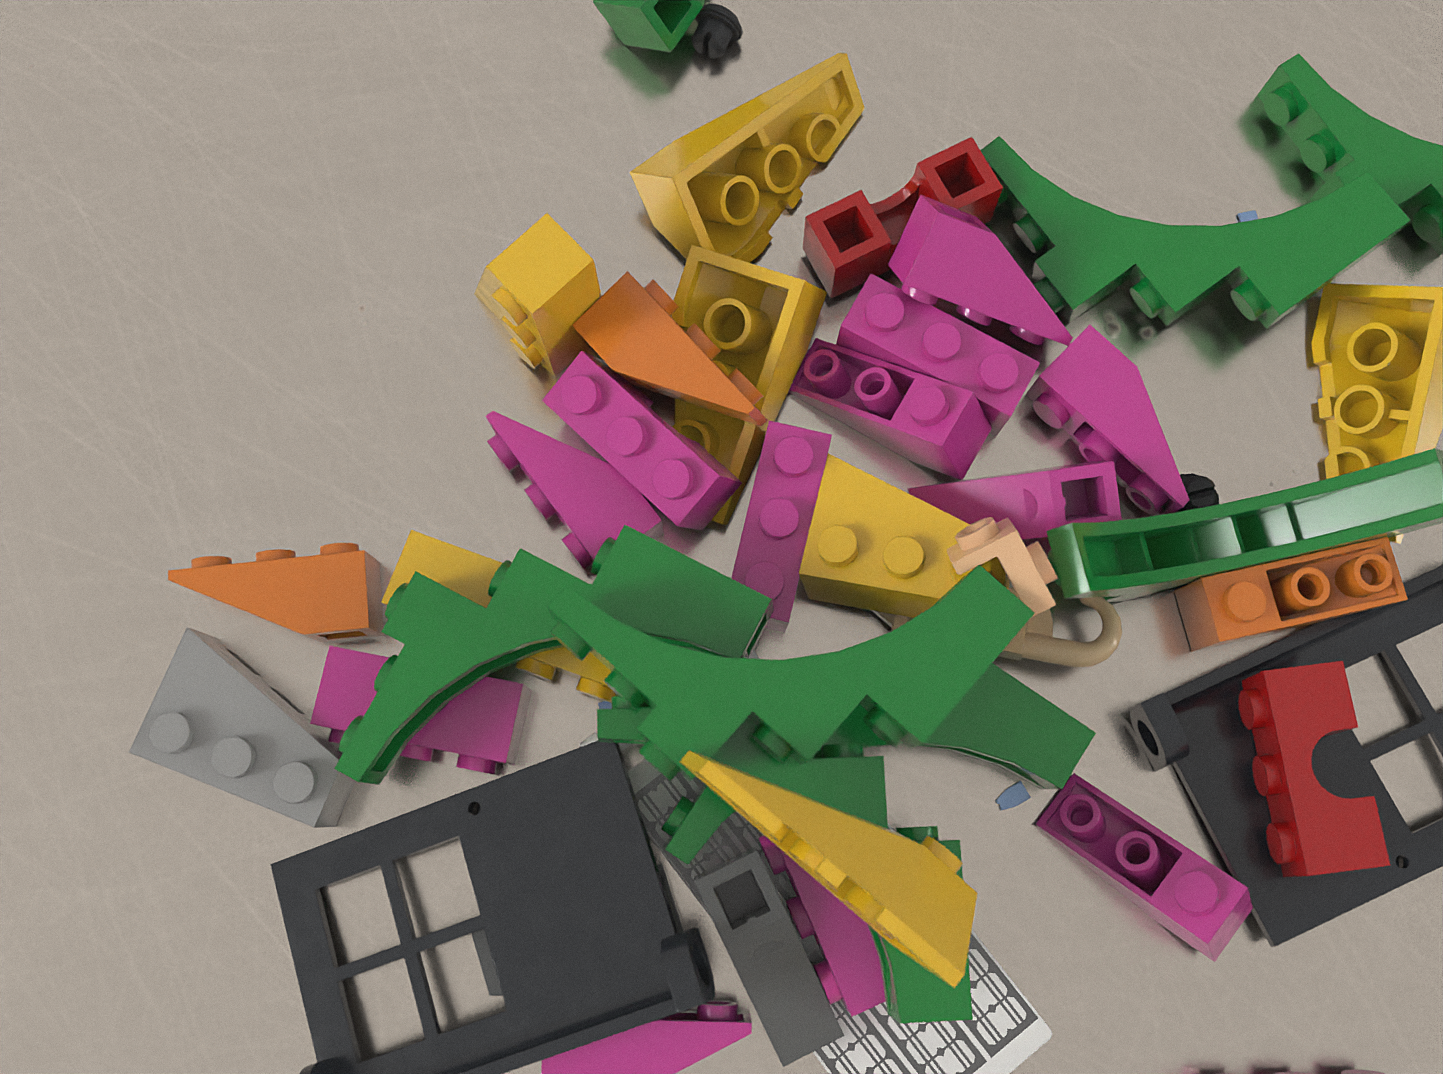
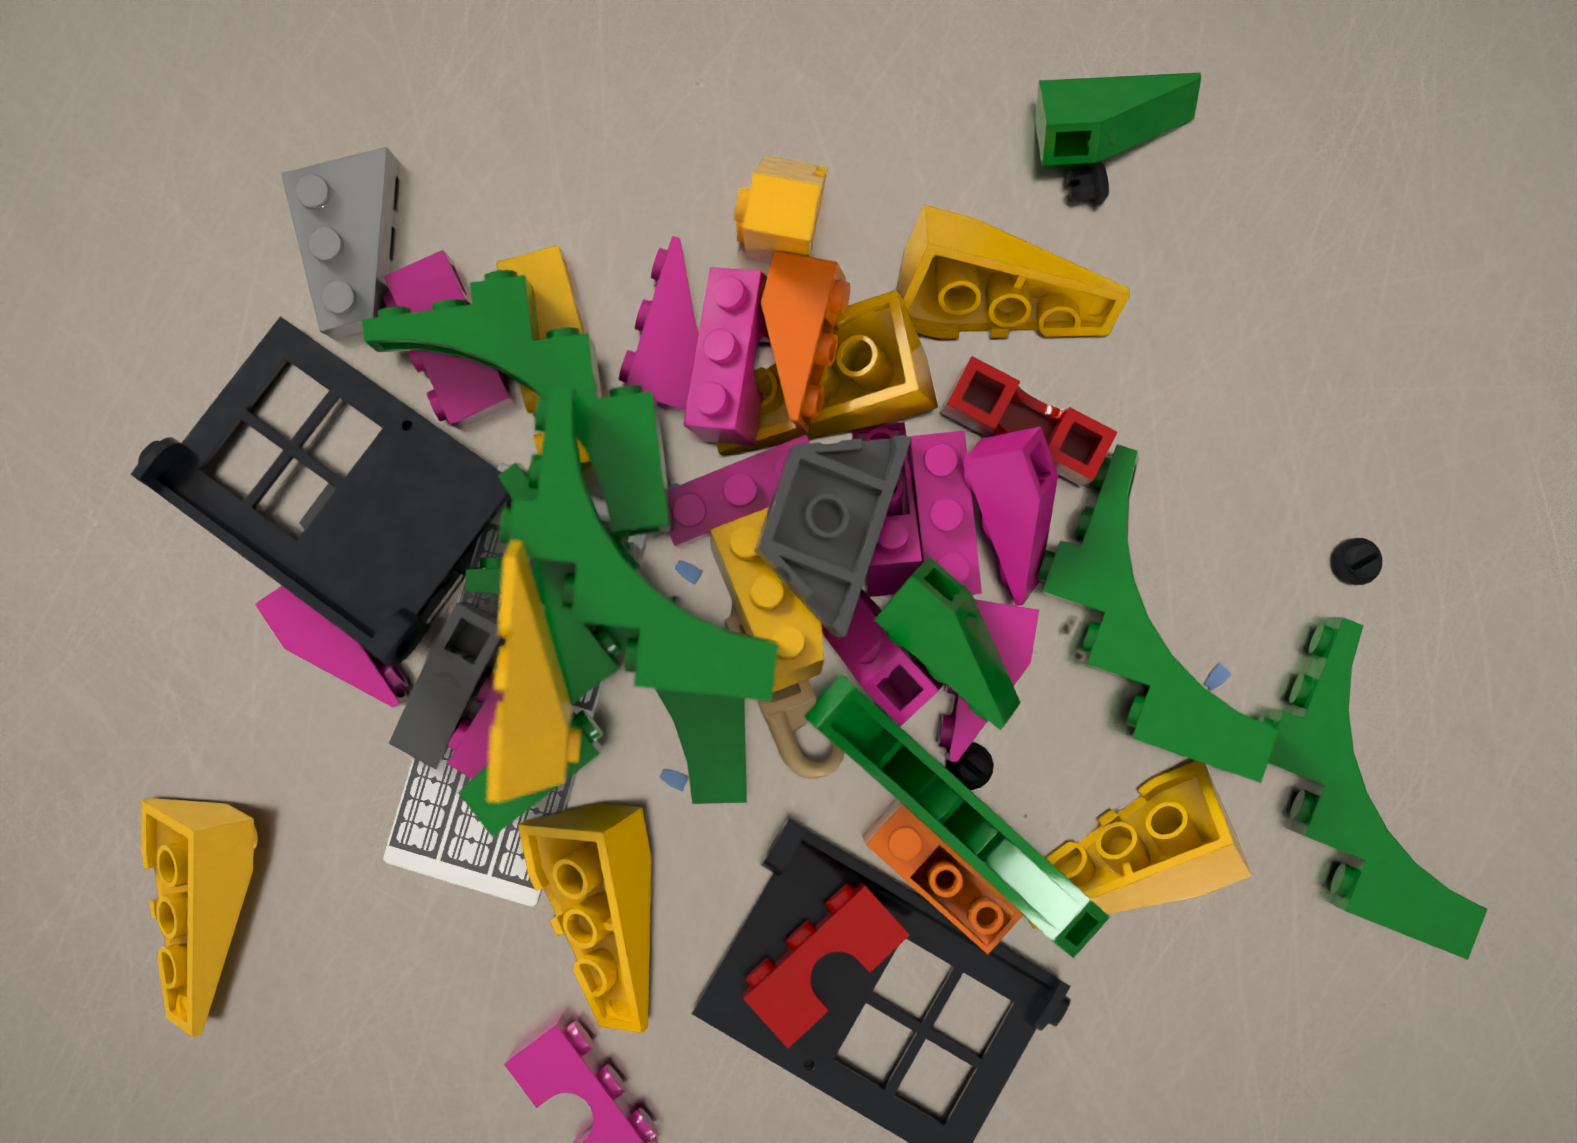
camera: 55 degrees right, 10 degrees up
(315, 595) = (464, 205): orange slope -> none
(815, 637) = (688, 571): none -> light blue piece
(877, 450) = (829, 521): none -> dark grey wing
(1025, 566) = (805, 673): light nougat bracket -> none
(1056, 415) = (947, 633): none -> green slope
(1081, 953) = (599, 885): none -> yellow wedge
(1148, 867) = (685, 895): dark pink slope -> none
(1225, 32) = (1358, 561): none -> black piece

